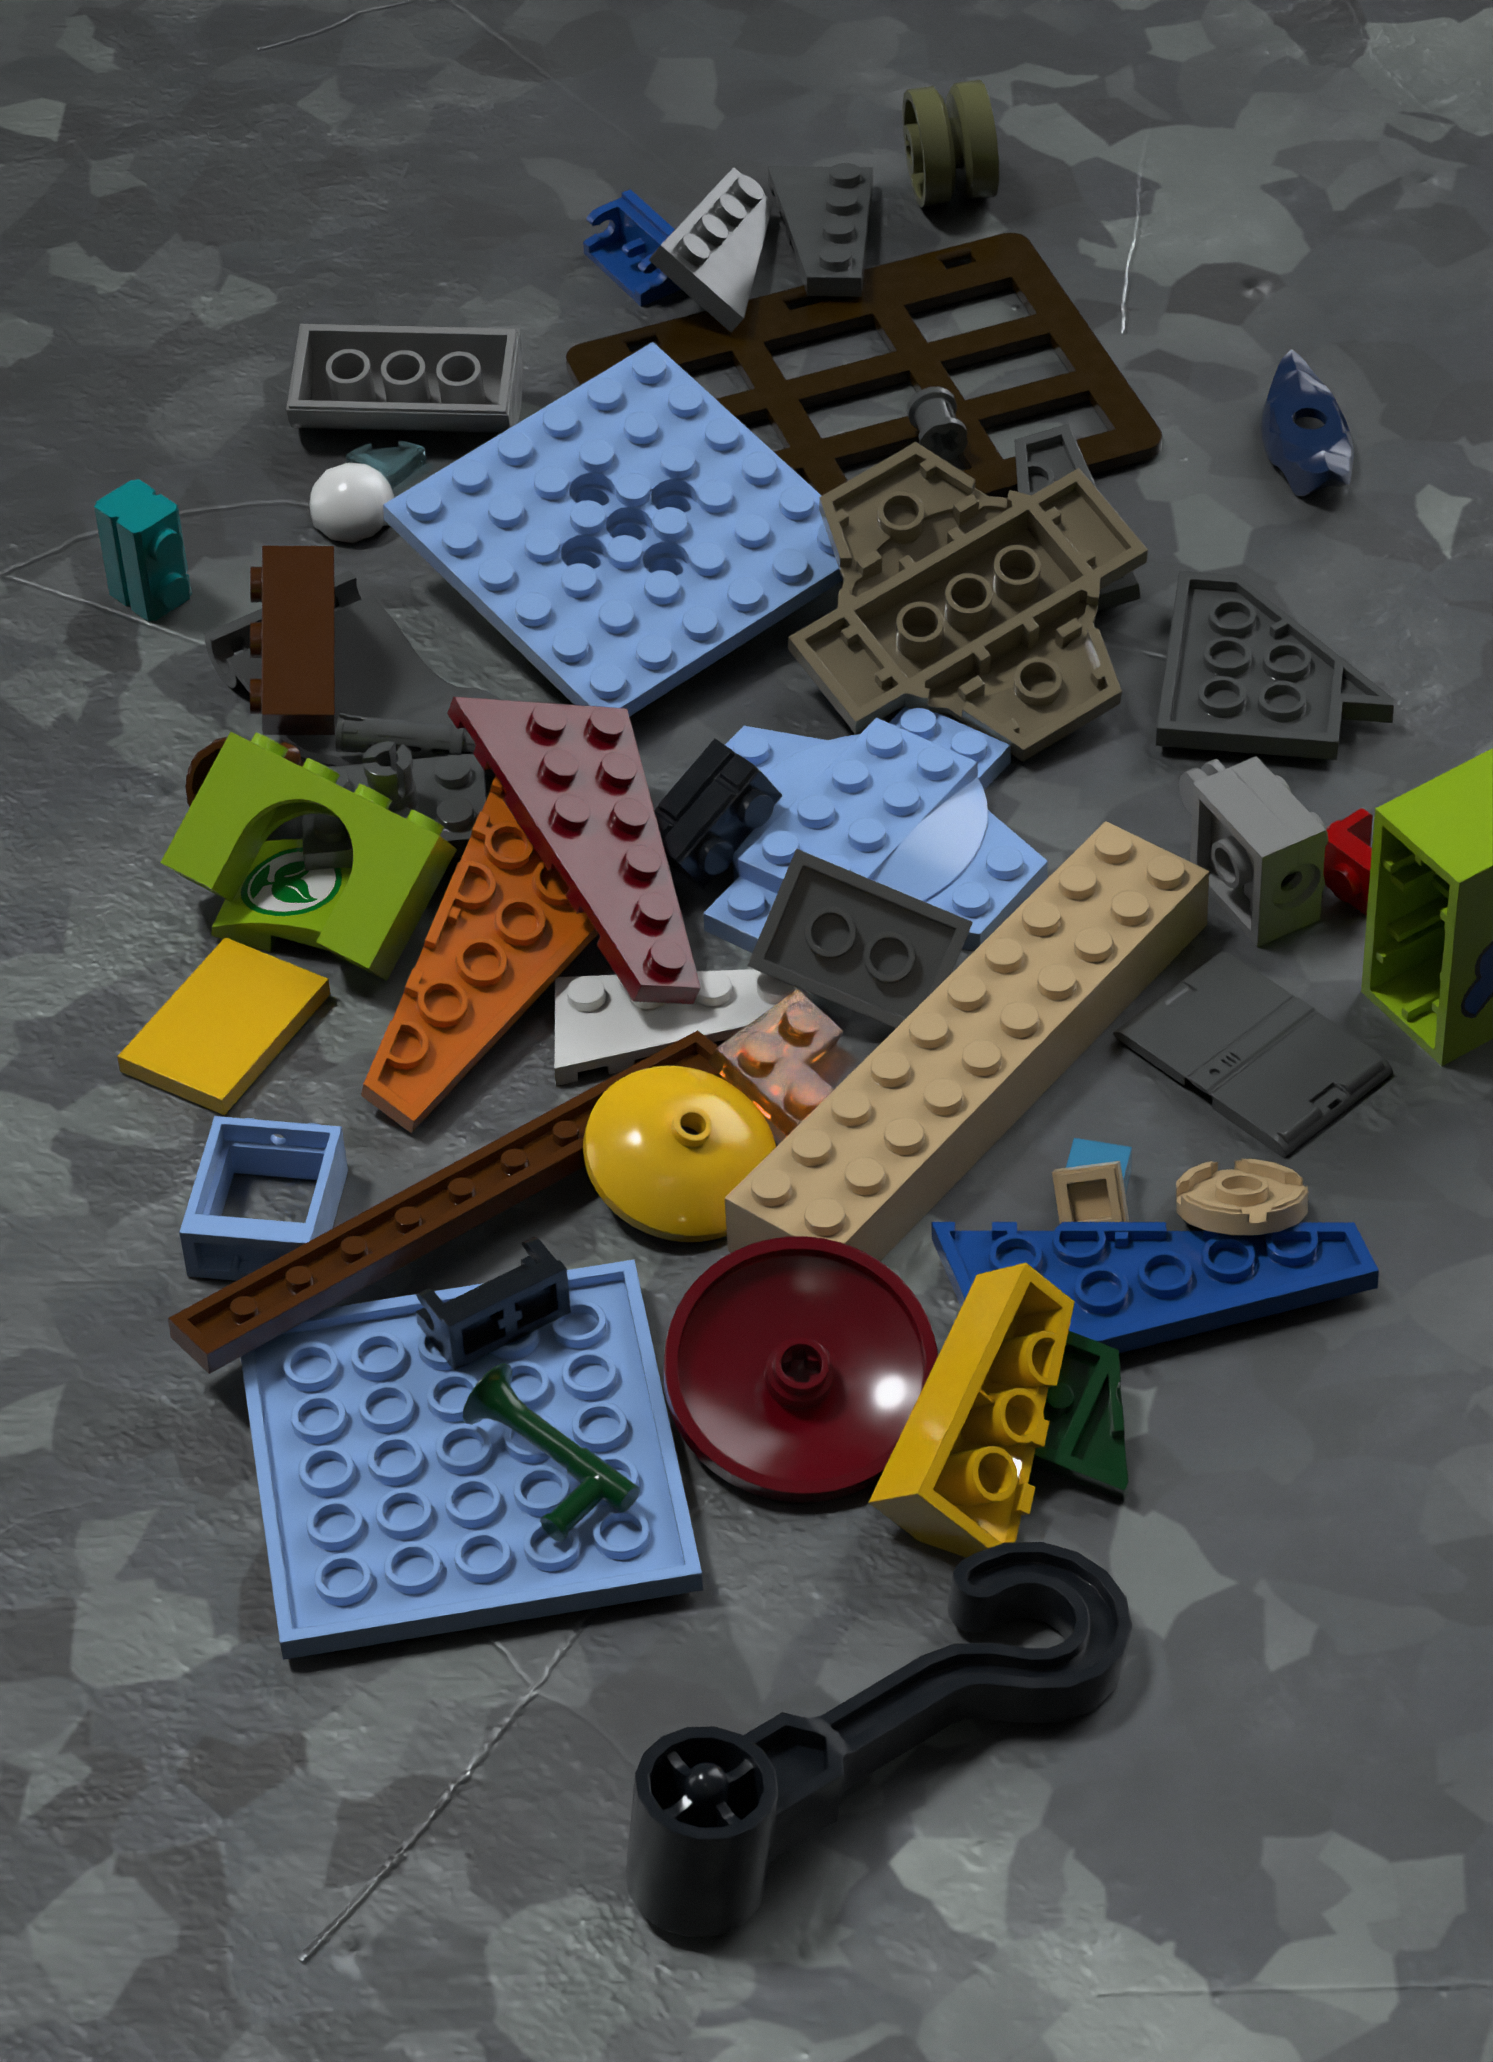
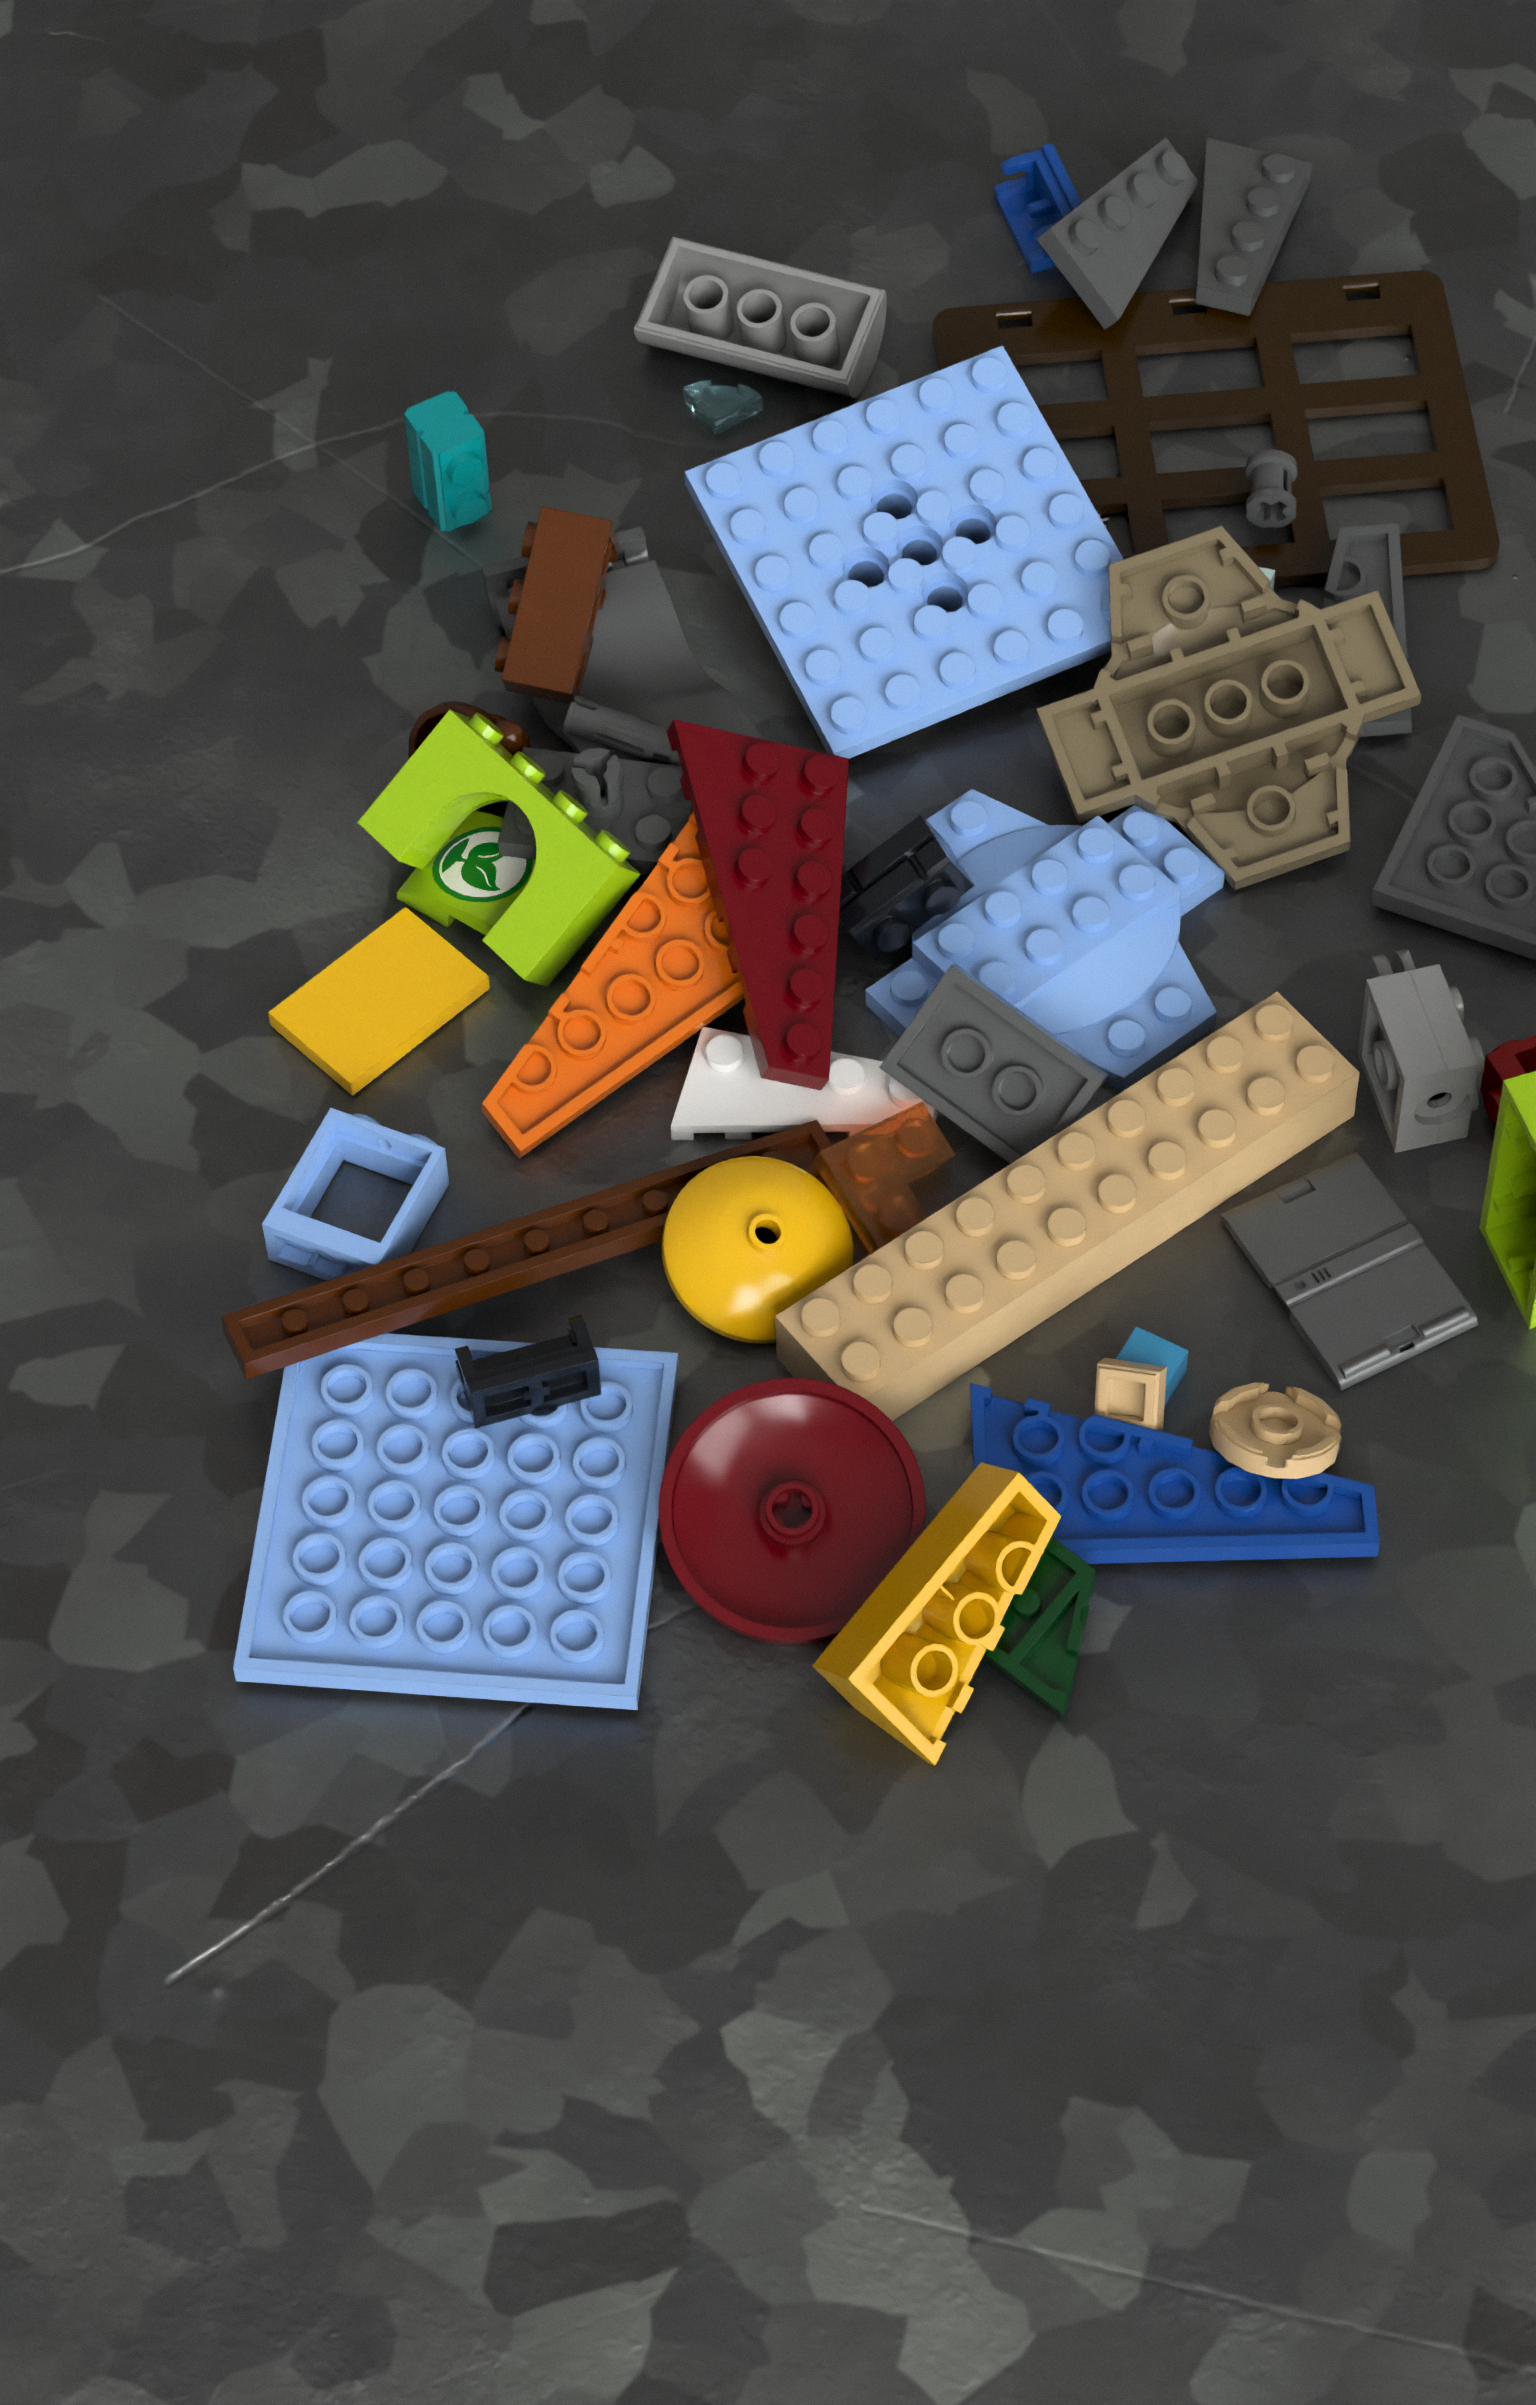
camera: 15 degrees right, 10 degrees up
(349, 502) = (670, 442): white hair -> none
(497, 1401) = (498, 1477): dark green piece -> none
(728, 1803) = (564, 1952): black piece -> none
(950, 143) = (1391, 159): olive wheel -> none

